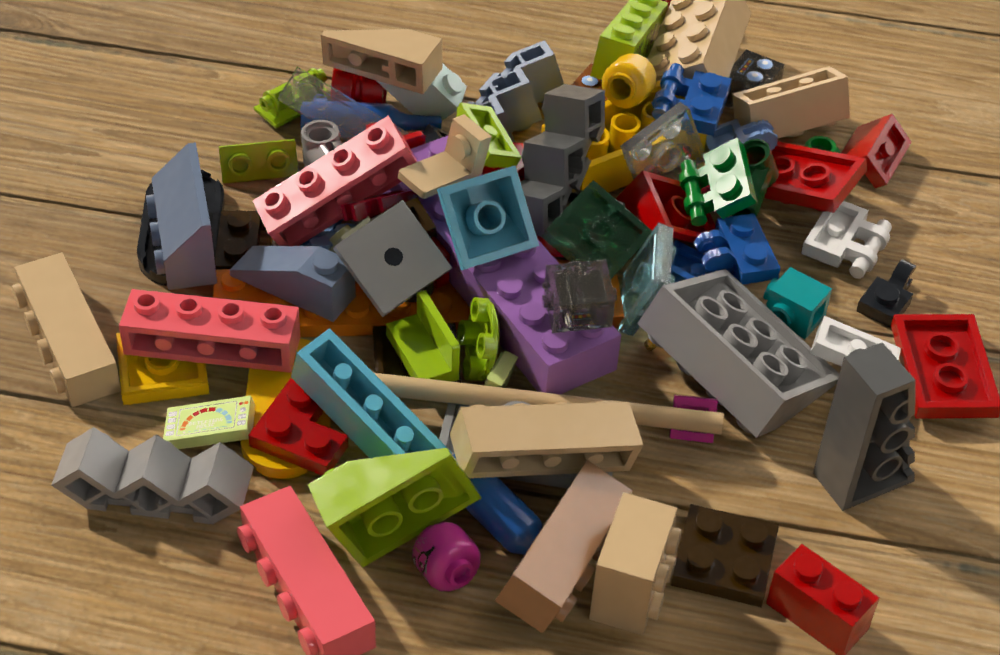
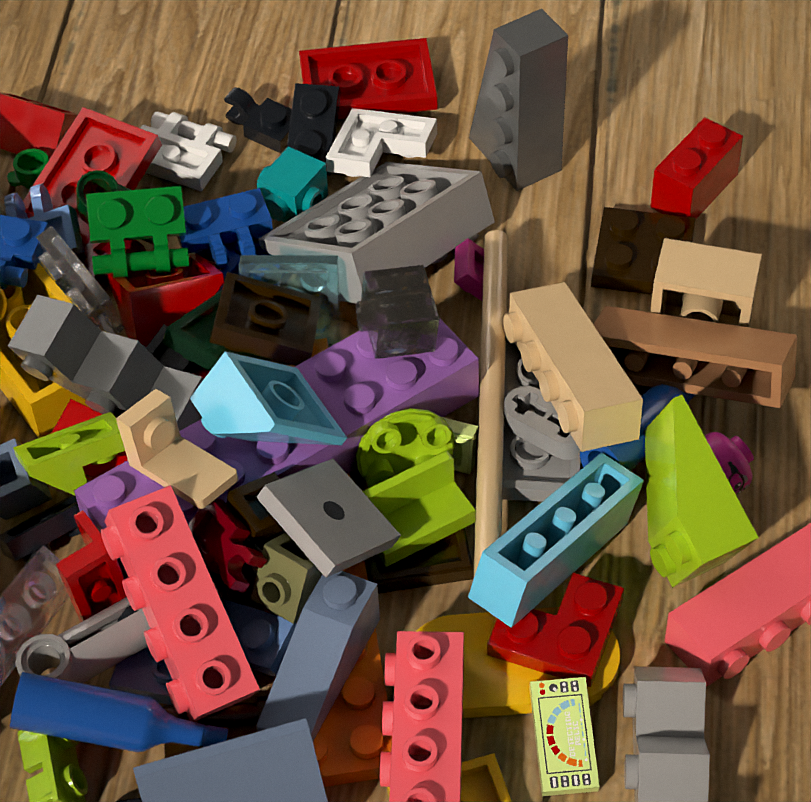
camera: 90 degrees left, 5 degrees up
(270, 157) = (102, 716): none -> blue piece
(609, 234) = (266, 320): none -> dark brown plate
(875, 315) = (314, 119): none -> black plate

